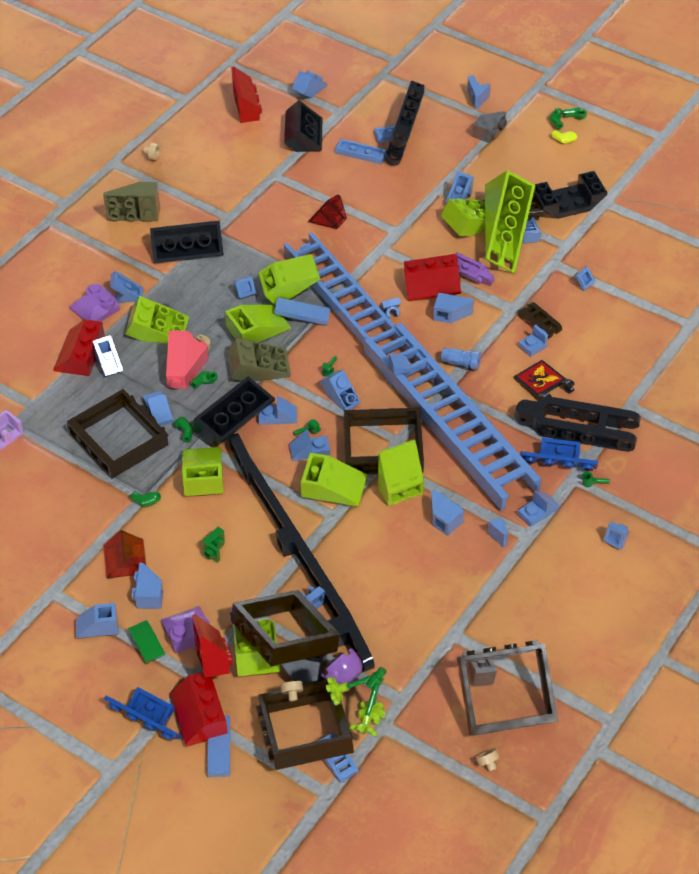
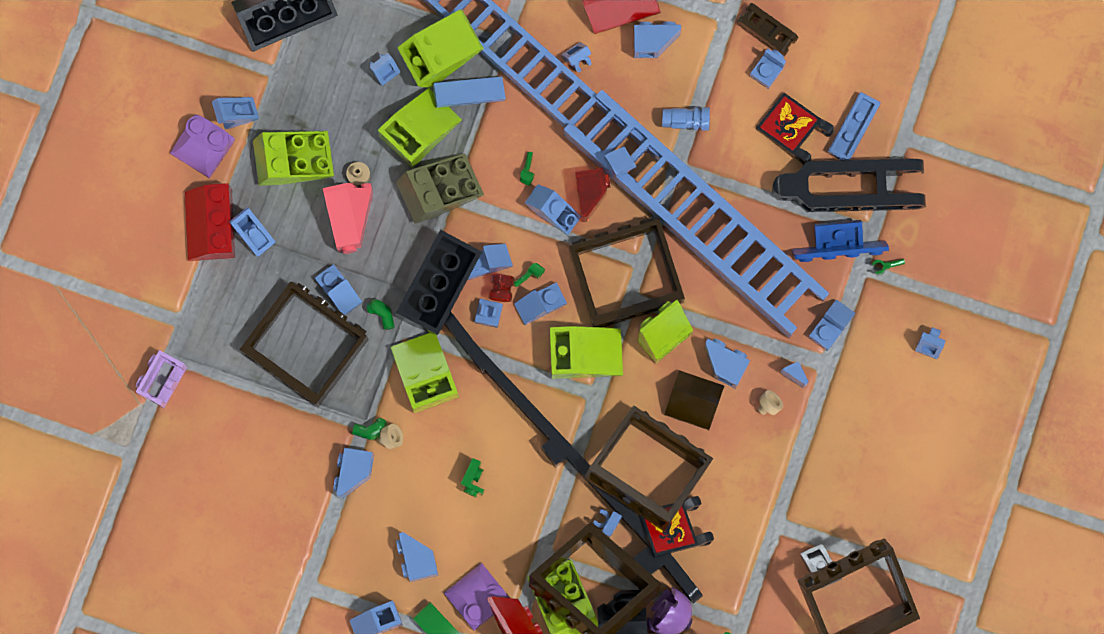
camera: 15 degrees left, 30 degrees up
(123, 517) = (355, 471): none -> medium blue slope
(123, 555) = (374, 518): clear red slope -> none
(160, 504) = (391, 436): none -> tan tile
(204, 377) = (379, 228): green arm -> none
(267, 445) = (488, 313): none -> medium blue tile
(282, 430) = (501, 288): none -> clear red wheel
(317, 555) = (628, 495): none -> dark brown window
(366, 610) = (678, 534): none -> flag
(373, 385) = (591, 190): none -> clear red slope
(409, 534) = (694, 400): none -> dark brown slope
(472, 546) = (770, 403): none -> tan tile
(593, 388) = (854, 127): none -> medium blue tile

